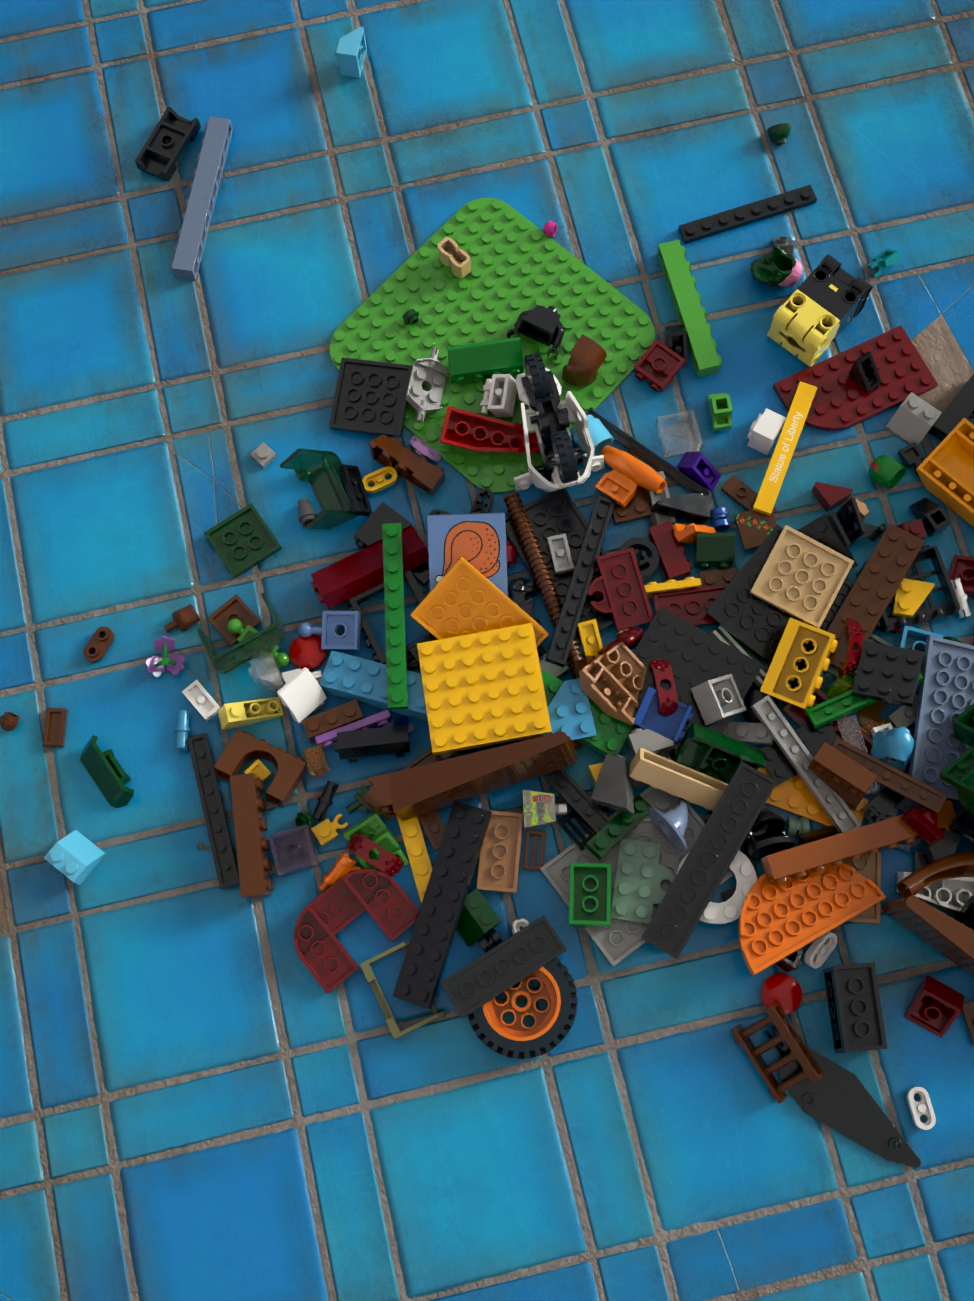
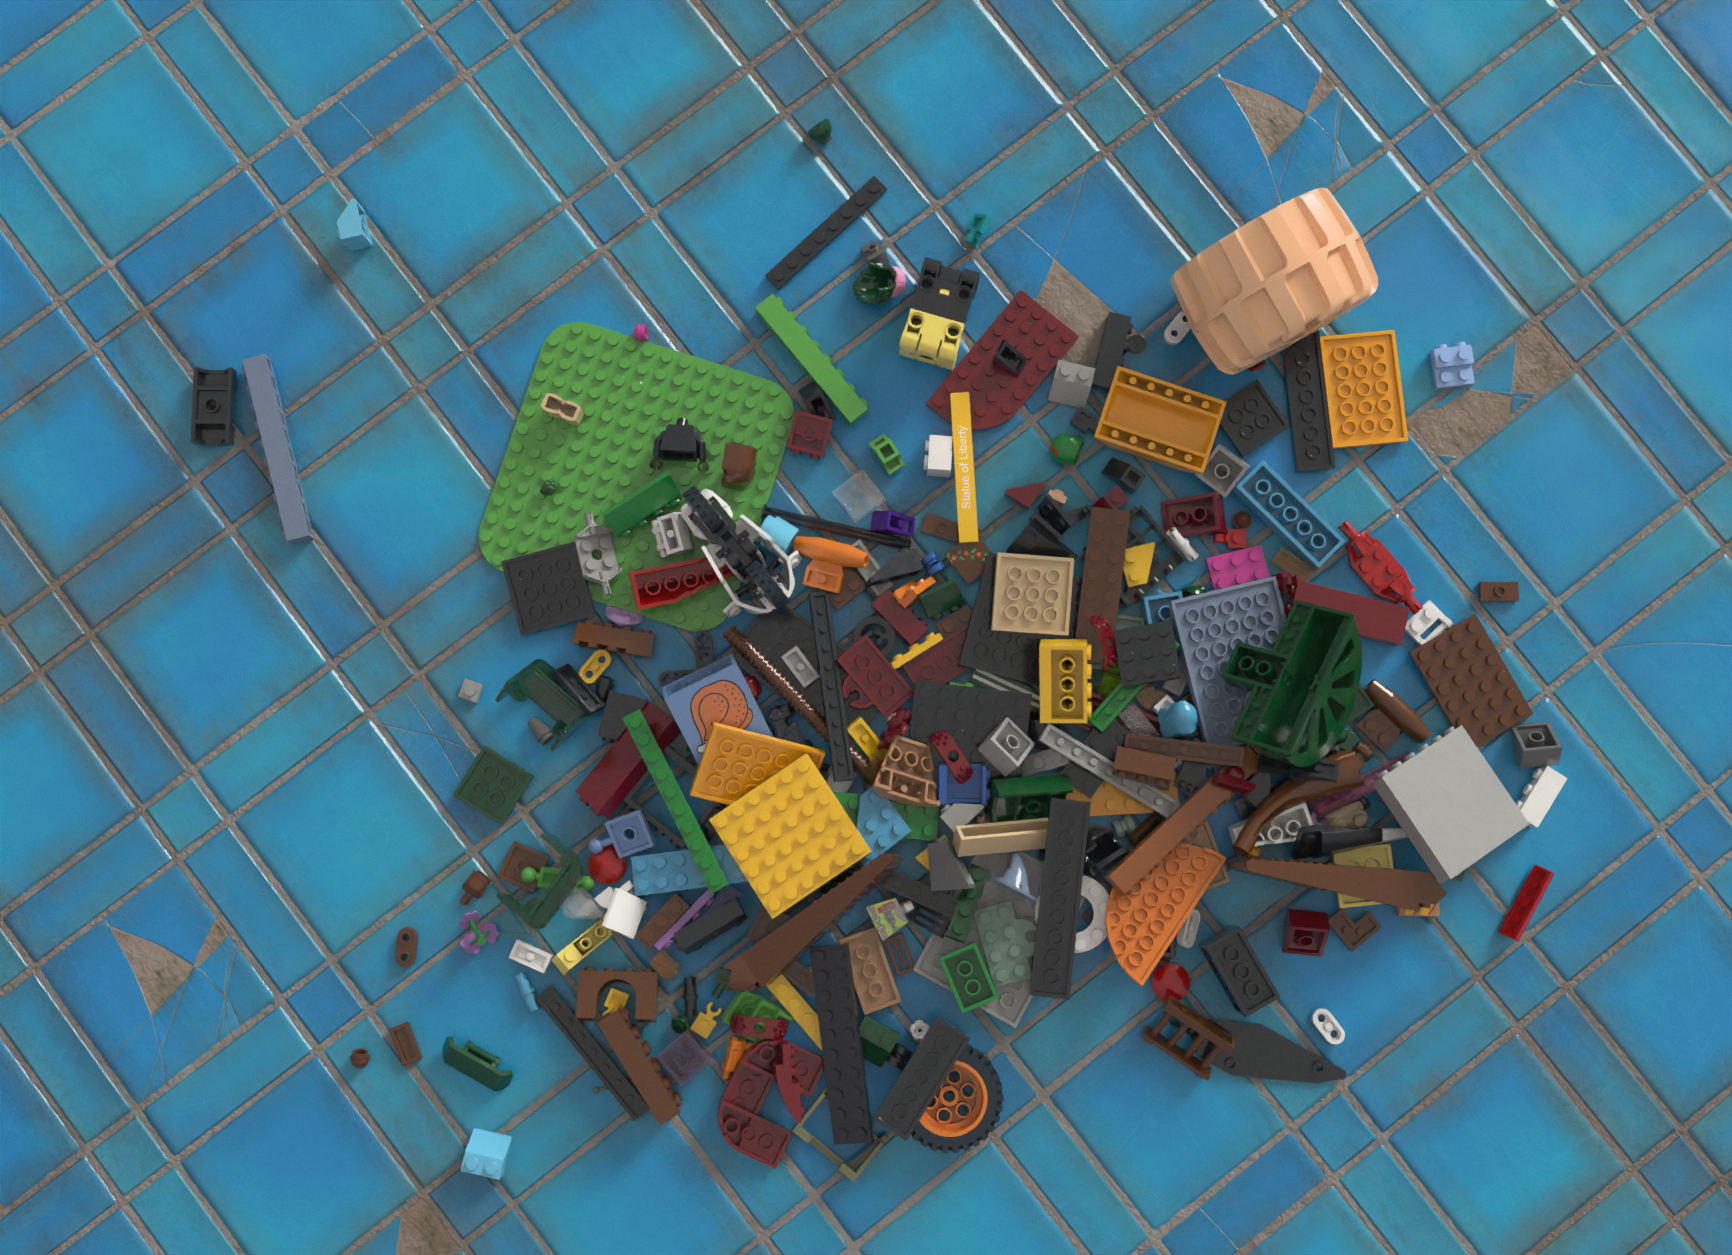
camera: 30 degrees left, 10 degrees up
(374, 923) = (788, 1088): none -> dark red slope
(377, 498) = (603, 686): none -> black cone

